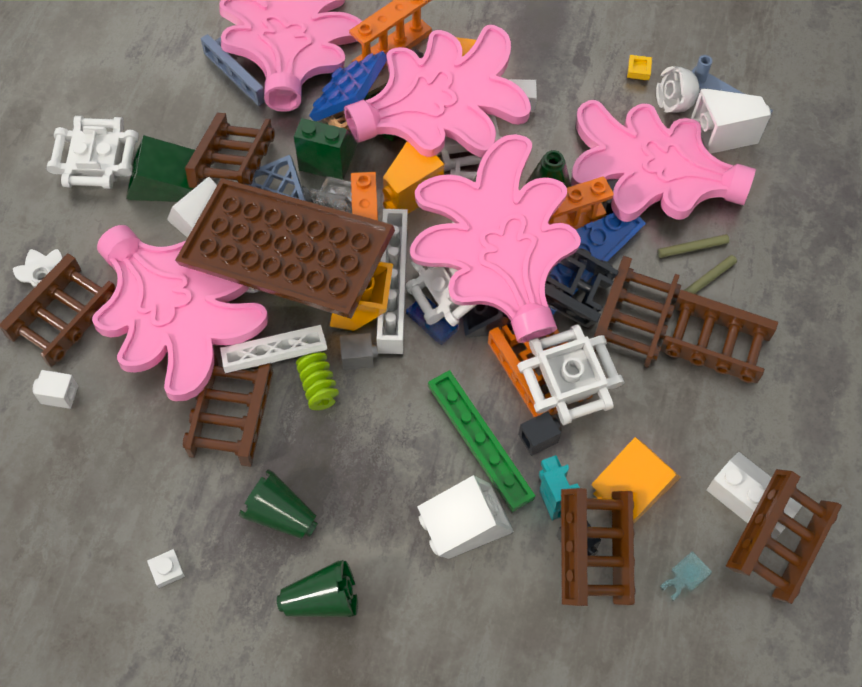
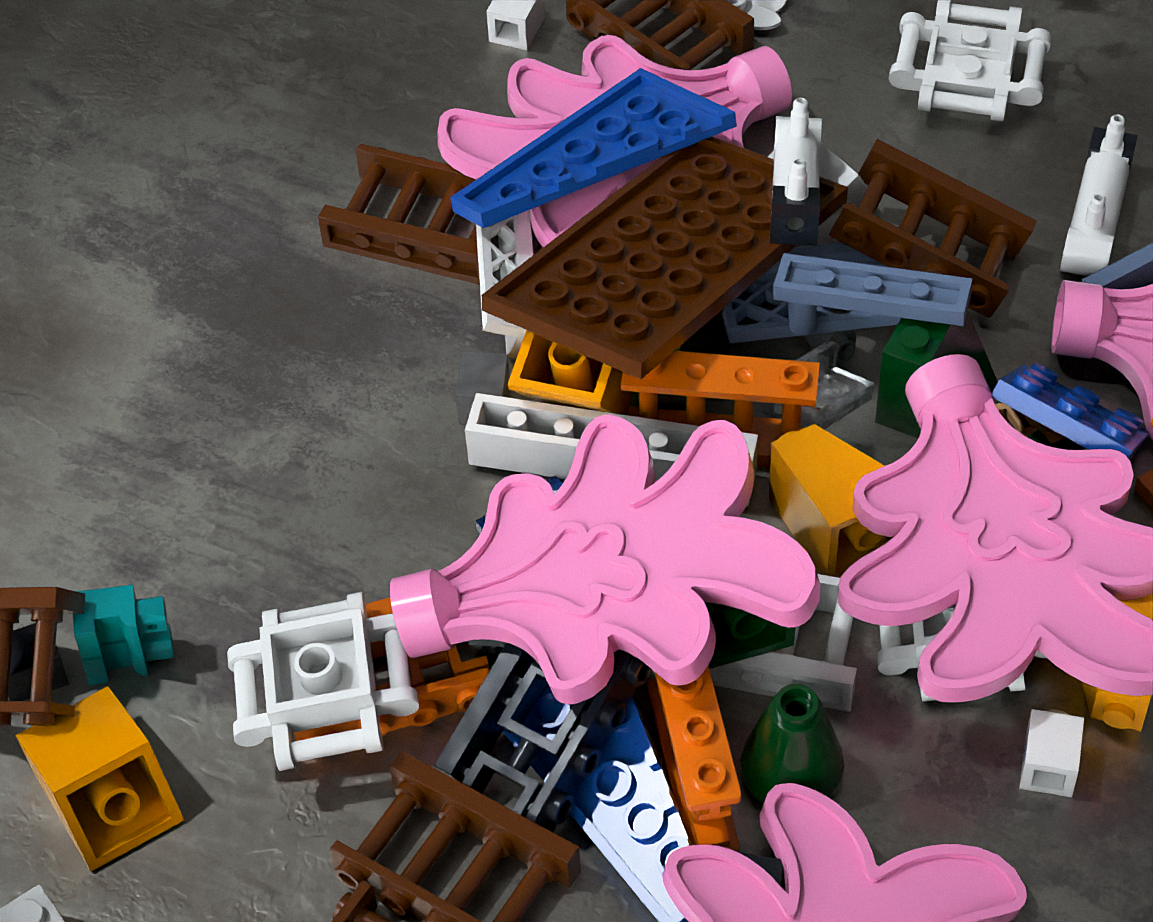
camera: 105 degrees right, 10 degrees down
(159, 171) = (919, 123): dark green slope -> none
(165, 568) = (188, 134): white plate -> none
(187, 296) = (611, 134): none -> blue wing
(198, 198) = (796, 177): none -> white piece
(222, 96) = (1099, 199): none -> white piece
(279, 508) = (225, 252): dark green cone -> none
(305, 152) = (868, 289): none -> sand blue piece
(317, 380) = (439, 326): lime piece -> none
(321, 594) = (64, 301): dark green cone -> none
(464, 518) = (121, 503): white slope -> none
(481, 441) = (268, 546): green plate -> none
(540, 433) = (236, 624): black brick -> none

